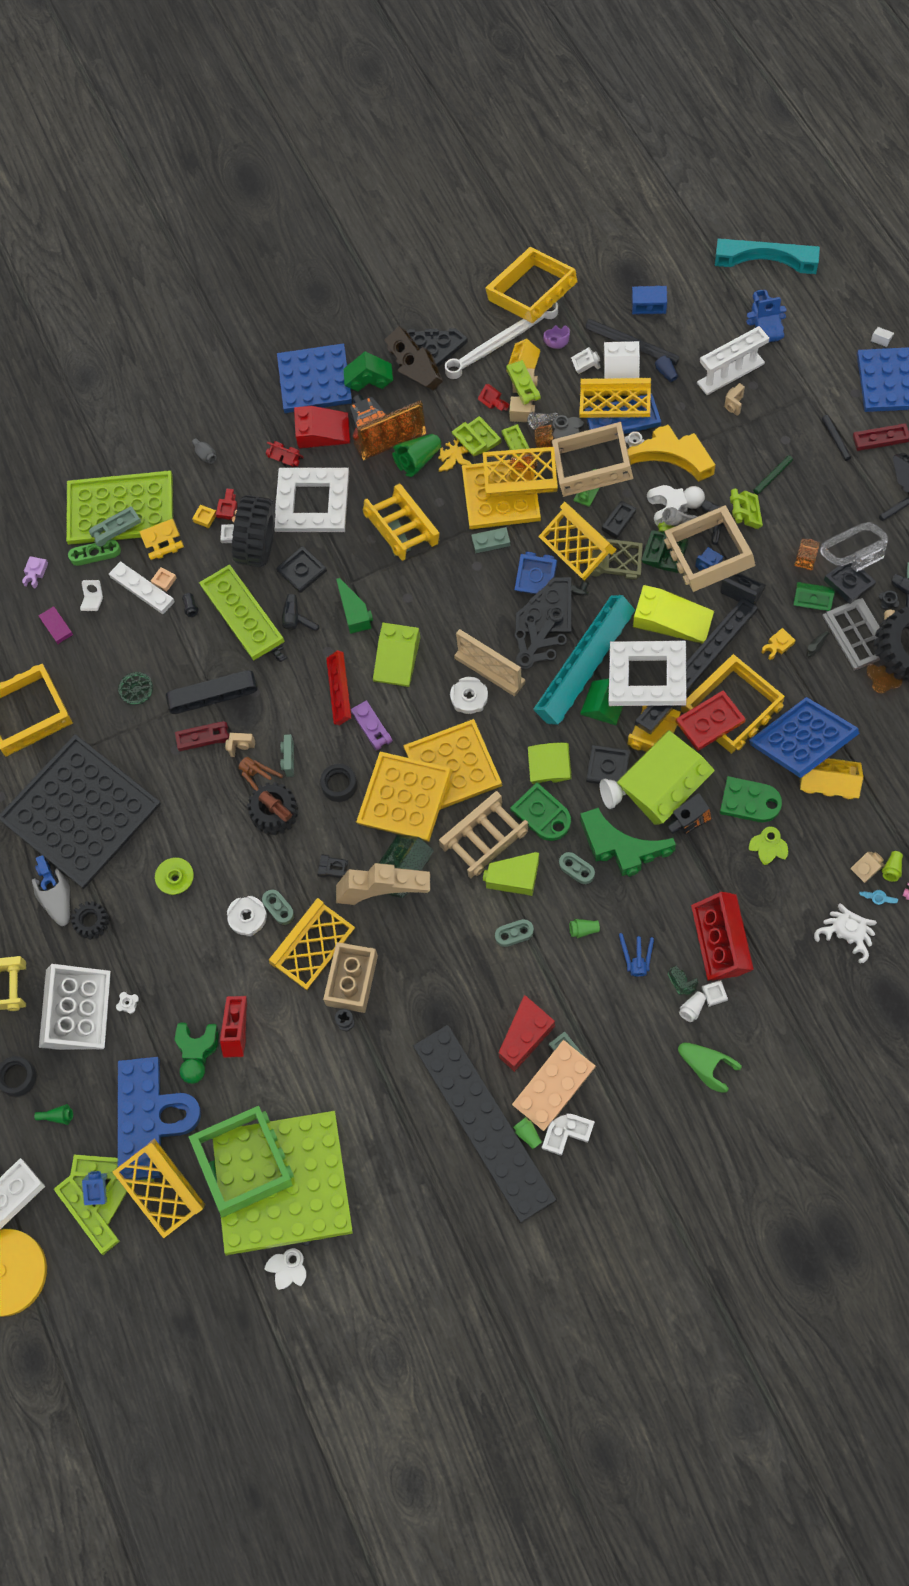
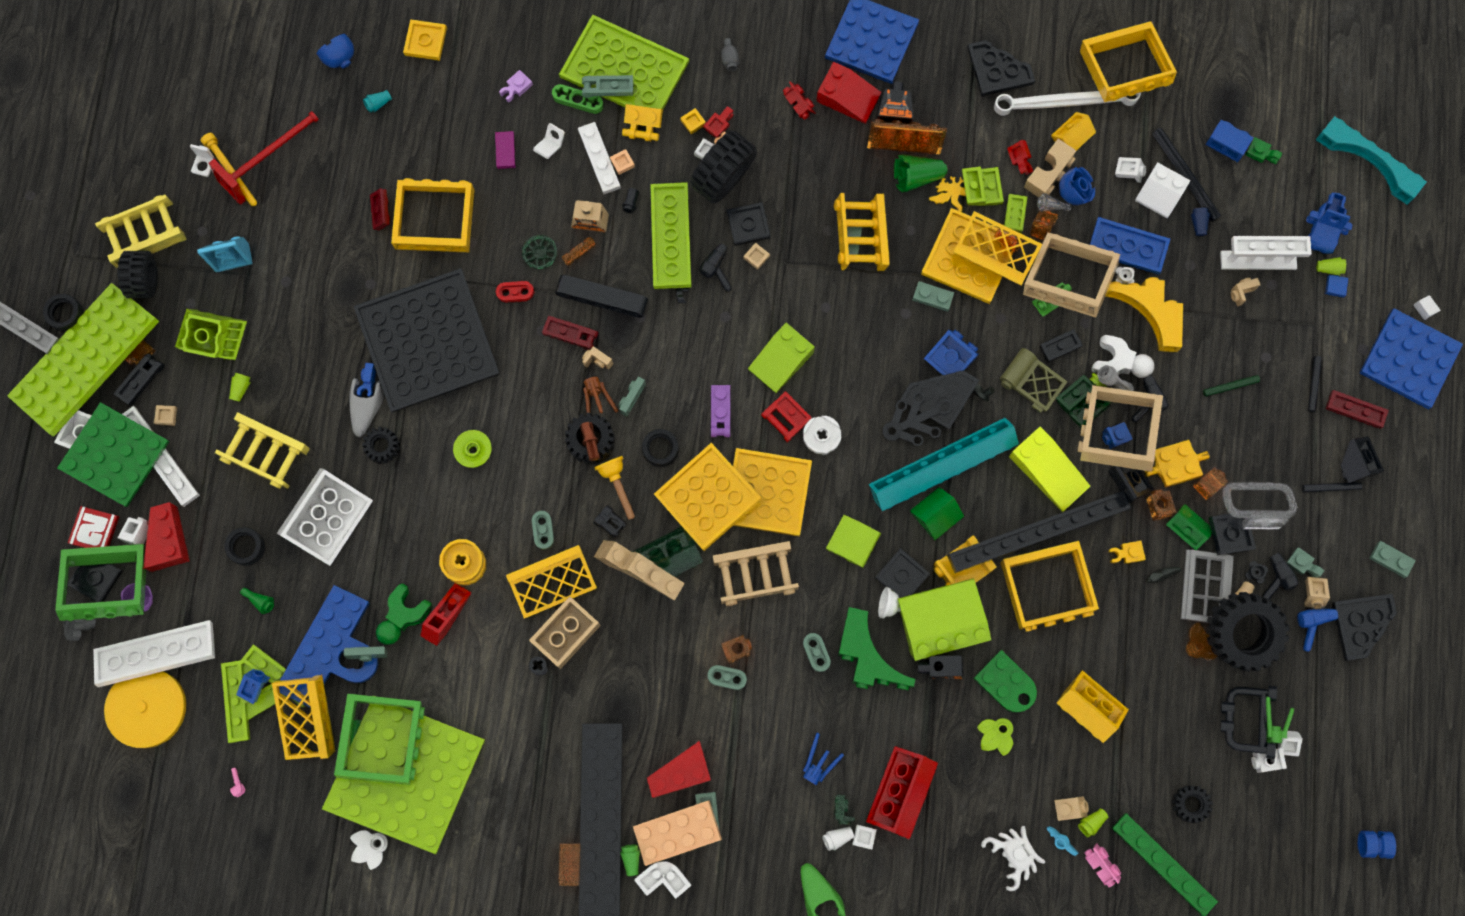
camera: 25 degrees right, 10 degrees up
(130, 1008) = (376, 538): white plate -> none
(133, 729) = (515, 291): none -> red plate
(134, 1291) = (238, 789): none -> bright pink hand
(161, 634) = (588, 216): none -> tan torso
(169, 668) = (578, 251): none -> clear orange axle
(182, 1098) = (365, 654): none -> sand green plate
(223, 972) = (454, 554): none -> yellow wheel
(249, 926) = (510, 532): white plate -> none
(291, 478) = (793, 128): white plate -> none
(307, 822) = (611, 470): none -> piece
(324, 589) = (756, 256): none -> tan plate
(338, 688) = (712, 359): red plate -> none
(355, 609) = (770, 295): green slope -> none
(367, 370) = (923, 62): green brick -> none
(423, 368) = (974, 91): dark brown brick -> none
(430, 692) = (791, 412): none -> red plate
(477, 1170) = (569, 865): none -> clear orange plate
(488, 663) = (855, 418): tan fence -> none
(503, 912) = (730, 655): none -> clear orange brick
(513, 874) = (758, 625): lime slope -> none
(523, 382) = (1056, 159): lime plate -> none
(542, 813) = (818, 582): green plate -> none
(552, 395) = (1076, 186): none -> blue cylinder
(556, 337) = (1118, 128): medium lavender hair -> none
(569, 427) = (1072, 229): dark grey plate -> none
(580, 928) = (788, 709): bright green cone -> none
(589, 533) = (1023, 346): yellow fence -> none
(615, 388) = (1139, 214): yellow fence -> none
(624, 695) = (979, 480): white plate -> none
(678, 295) = (1260, 150): none -> green plate
(710, 720) = (1016, 592): red plate -> none
(750, 508) = (1187, 408): lime plate -> none
(772, 555) = (1177, 463): none -> yellow plate
(779, 598) = (1158, 512): none -> clear orange brick
(791, 345) = (1332, 266): none -> lime cone
(803, 358) = (1336, 286): none -> blue tile
(804, 737) = (1090, 658): blue plate -> none

